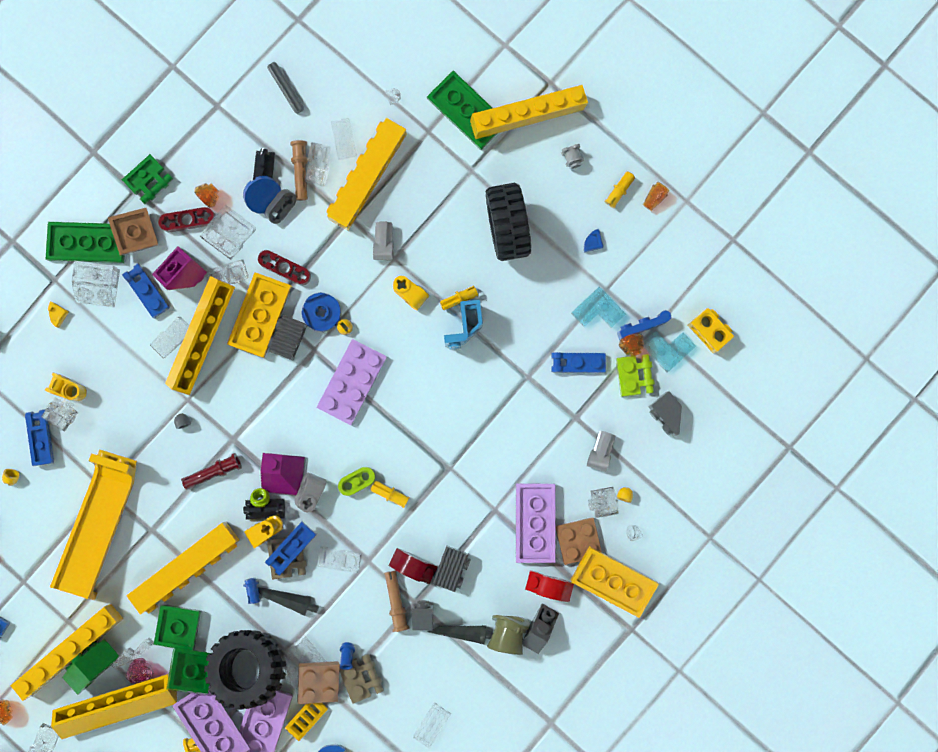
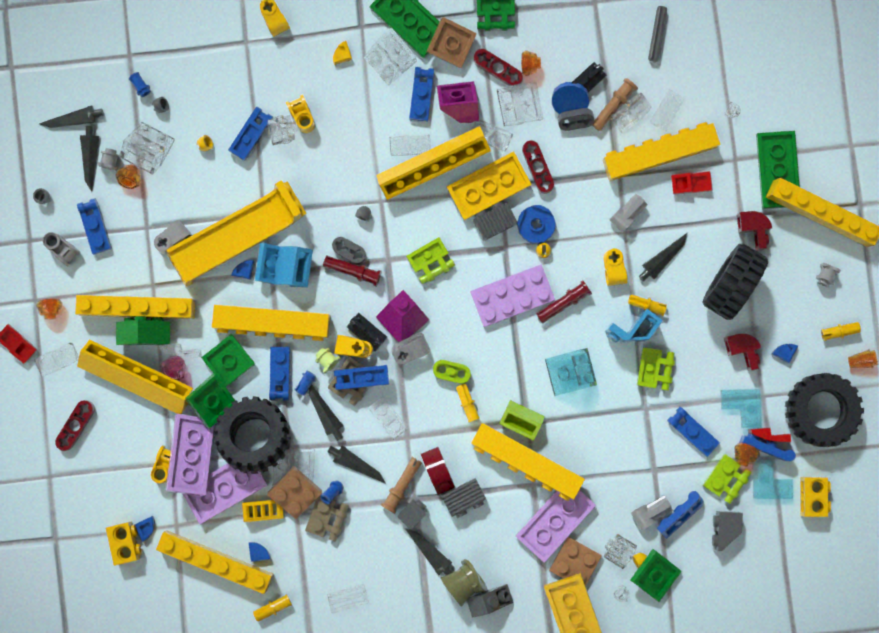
camera: 50 degrees right, 0 degrees up
(46, 569) = (172, 235): none -> light grey piece
(128, 546) = (243, 270): none -> blue tile
(154, 516) = (283, 265): none -> dark azure piece
(197, 463) = (351, 246): none -> dark grey beam
(226, 600) = (279, 373): none -> blue plate
(252, 558) = (327, 359): none -> yellowish green brick
(257, 493) = (371, 315): lime plate -> none
(259, 410) = (426, 256): none -> lime plate
(339, 618) = (350, 460): none -> pearl dark grey bar
(397, 343) = (571, 297): none -> dark red pin
(411, 177) = (691, 183): none -> red slope
(439, 258) = (658, 262): none -> pearl dark grey bar
(442, 470) = (521, 420): none -> lime brick
(446, 400) = (571, 372): none -> clear light blue slope
(475, 497) = (527, 461): none -> yellow brick
(487, 164) = (755, 222): none -> dark red brick
(504, 345) = (649, 368): none -> lime plate
(549, 586) = (524, 576): red brick -> none
(560, 261) = (744, 344): none -> dark red brick
(624, 433) = (681, 514): none -> blue plate
(632, 316) = (765, 433): none -> red slope
(646, 496) = (655, 575): none -> green plate
(674, 238) = (849, 410): none -> black tyre

